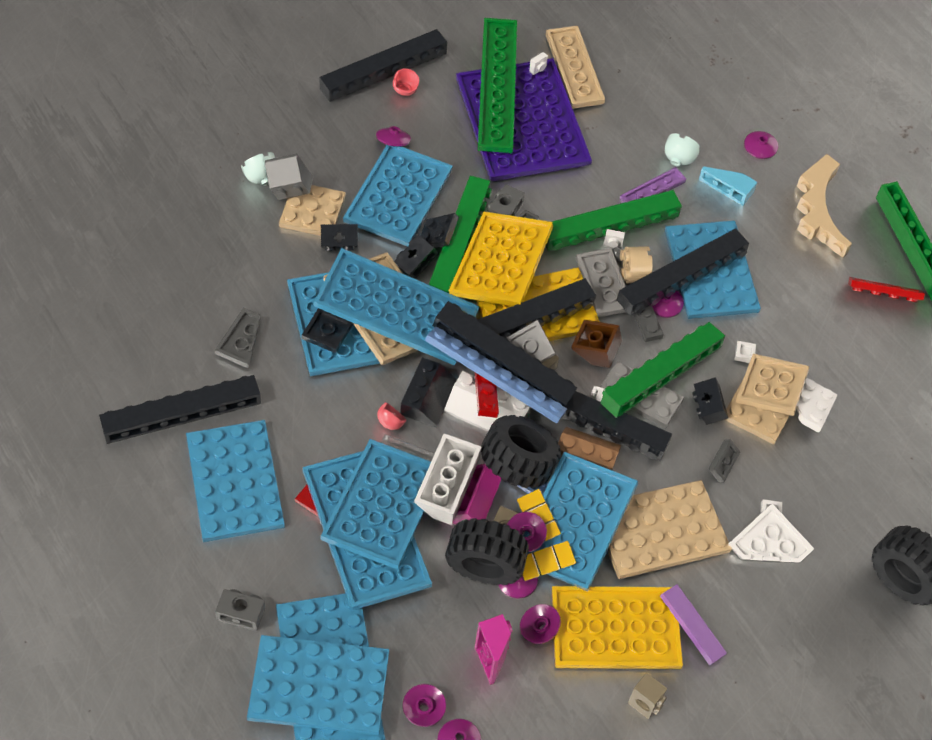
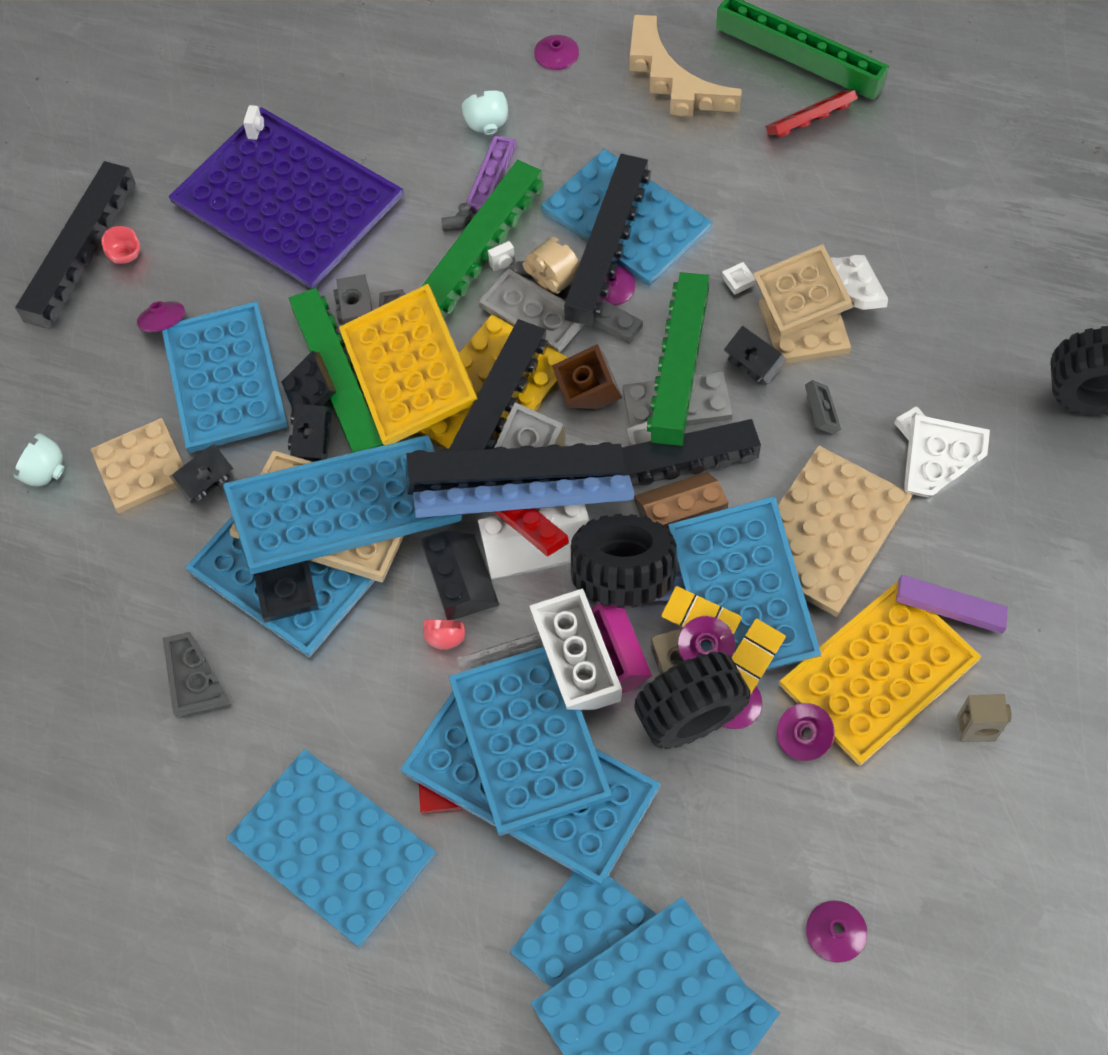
camera: 30 degrees left, 5 degrees up
(180, 409) = (193, 817): black brick -> none
(247, 618) = (467, 1007): dark grey brick -> none
(288, 176) = (83, 447): slope -> none
(424, 695) = (777, 912): magenta dish -> none
(492, 644) = (793, 799): dark pink slope -> none
(497, 85) = (230, 177): green plate -> none
(575, 67) = (292, 100): tan plate -> none
(610, 201) = (459, 219): none -> dark grey arm
(730, 183) = (565, 113): medium azure slope -> none

